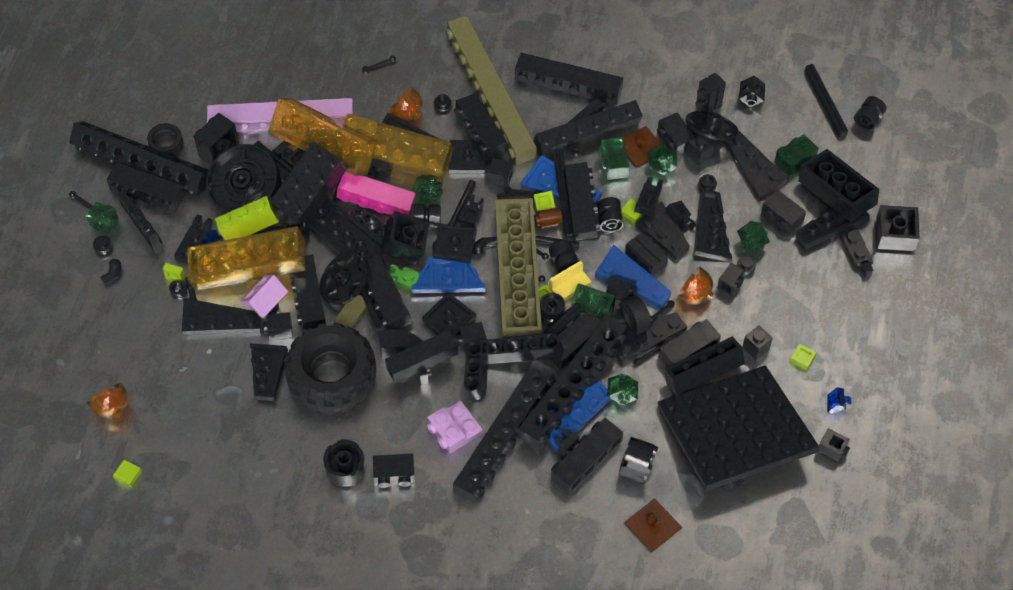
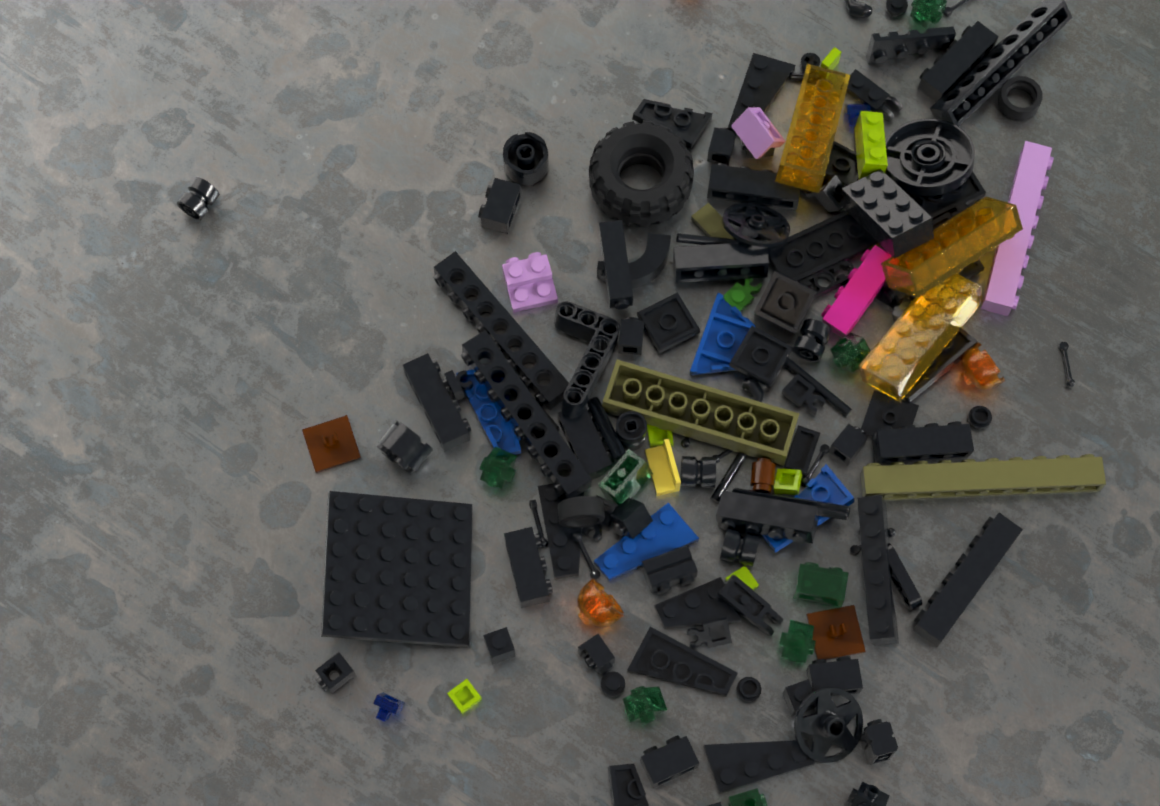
camera: 110 degrees right, 10 degrees up
(215, 138) = (997, 143): black brick -> none
(704, 366) = (490, 569): black brick -> none

